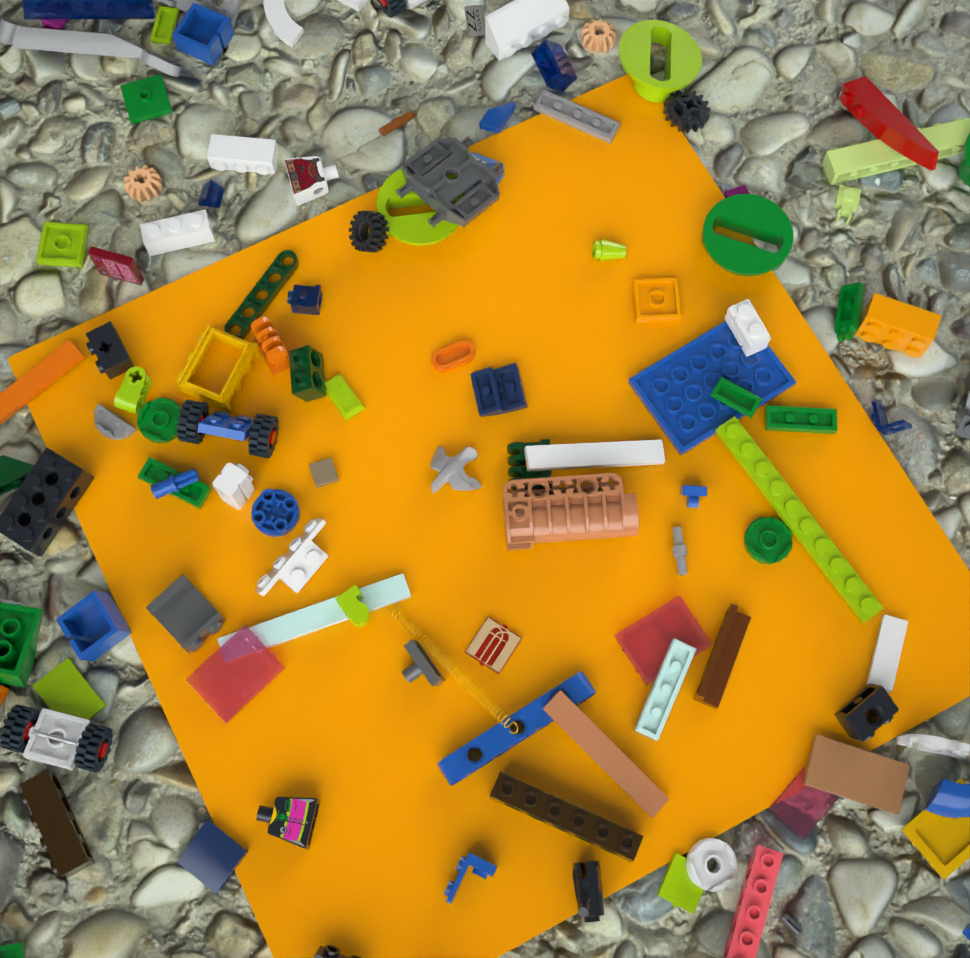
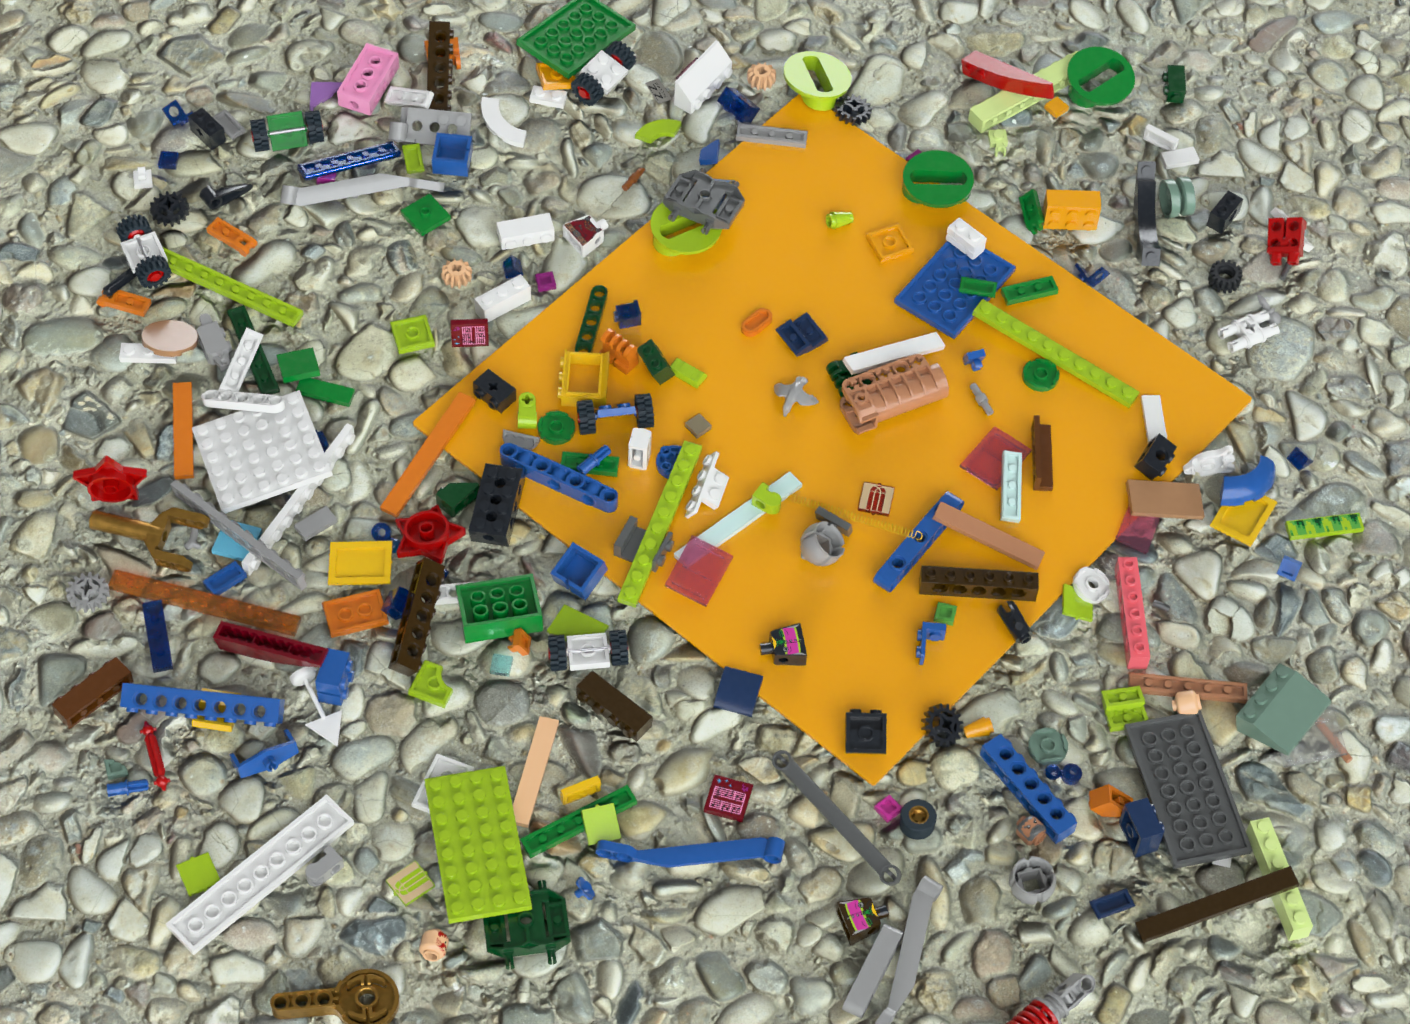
camera: 25 degrees left, 15 degrees down
(129, 489) = (560, 477): none -> blue beam
(216, 593) = (659, 524): none -> lime plate
(239, 224) = (545, 281): none -> magenta tile
(377, 233) = (664, 254): black tyre -> none
(401, 701) = (821, 544): none -> light grey piece
(452, 69) = (657, 129): none -> lime tile
(509, 840) = (945, 613): none -> bright green tile
(936, 179) = (1056, 107): none -> light orange tile

